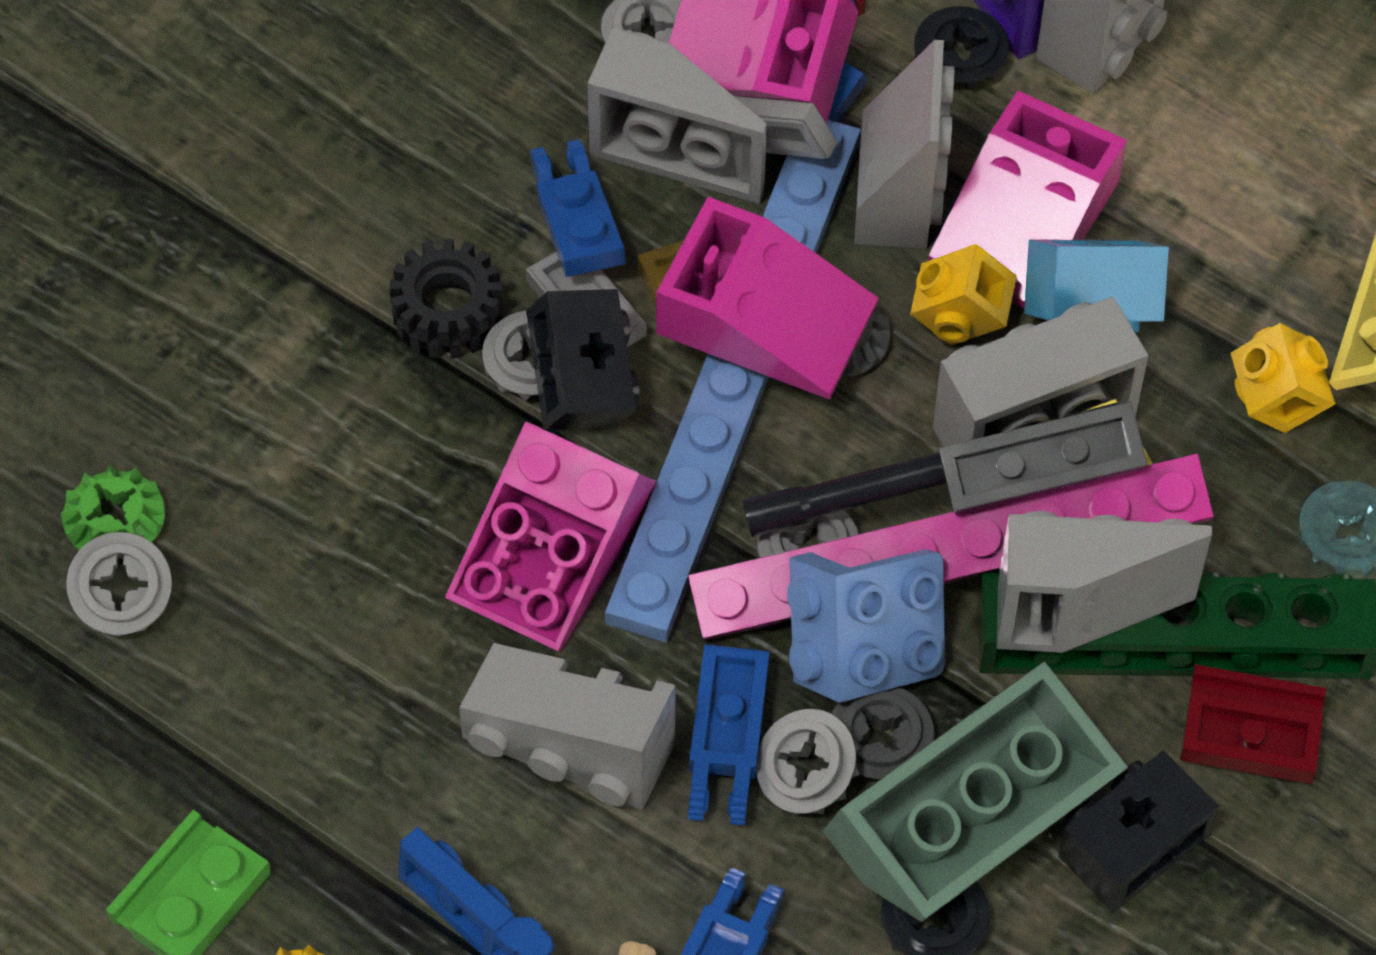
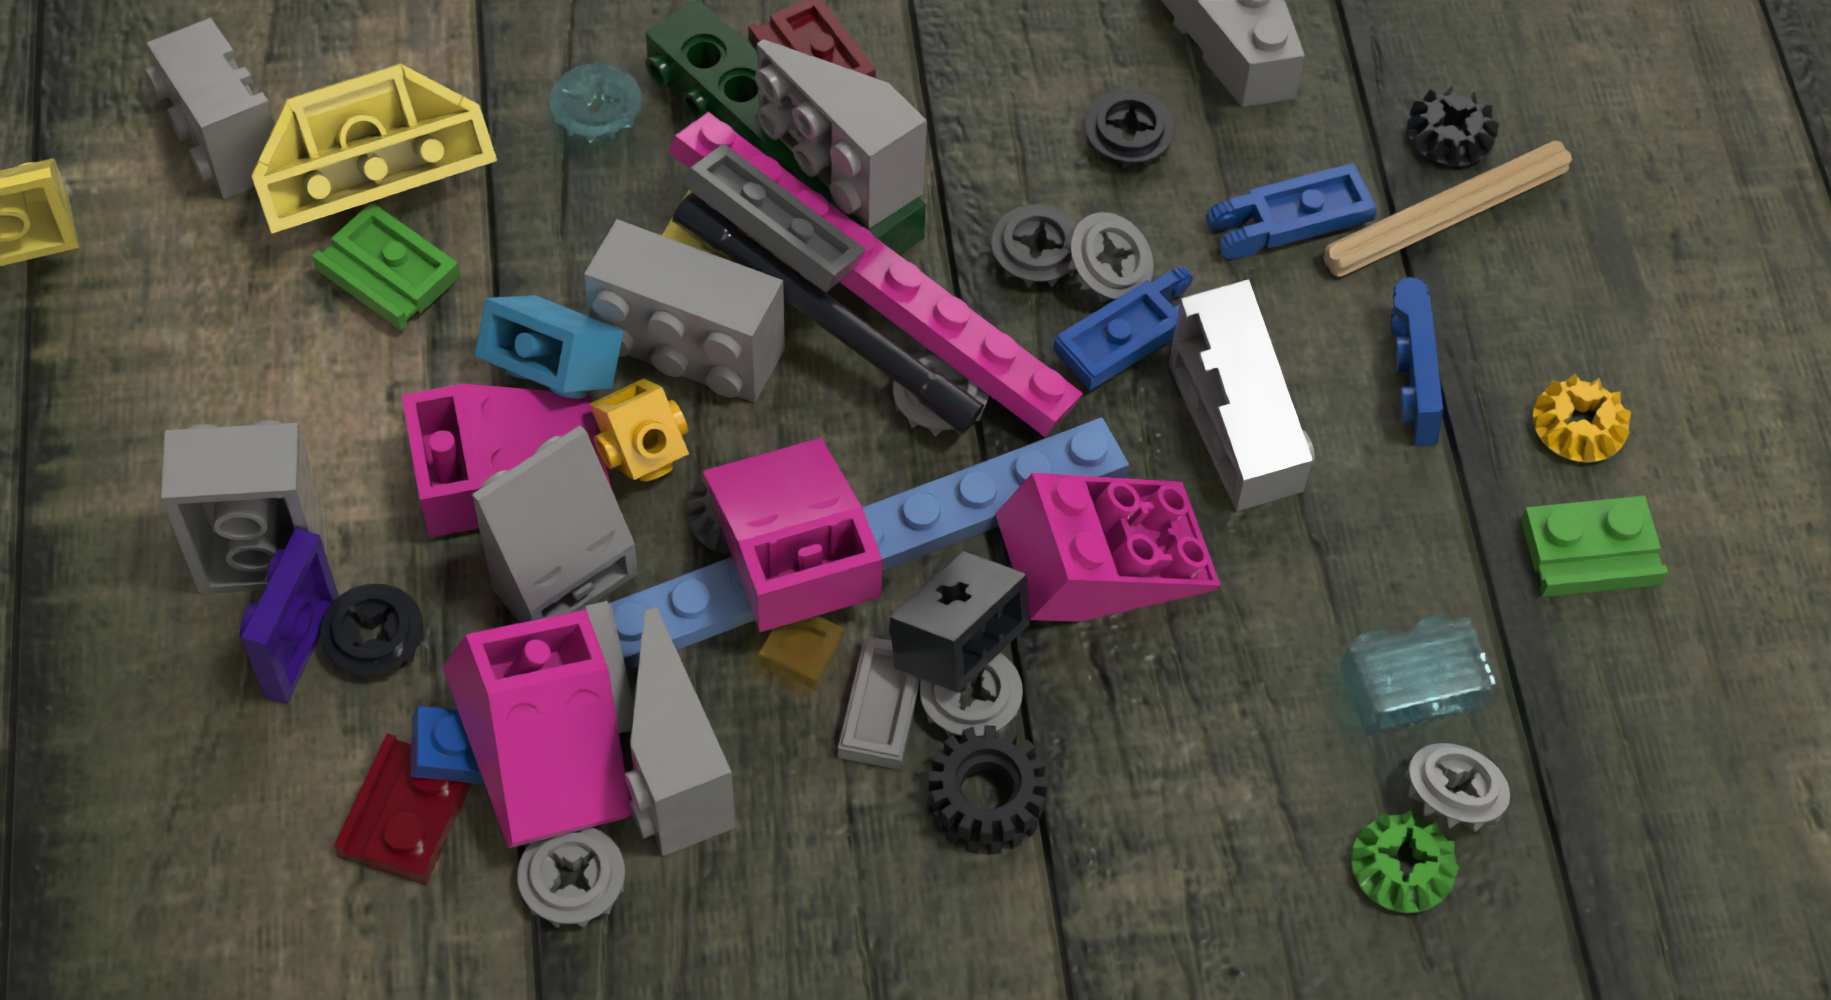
camera: 135 degrees left, 0 degrees up
(227, 640) = (1417, 674): none -> clear light blue brick
(577, 213) = (817, 760): blue hinge -> none
(866, 623) = (1016, 284): medium blue bracket -> none
(974, 795) = (1041, 140): sand green slope -> none
(1136, 829) = (958, 57): black brick -> none
(1282, 377) = (515, 196): yellow brick -> none
(1297, 261) = (386, 266): none -> bright green plate

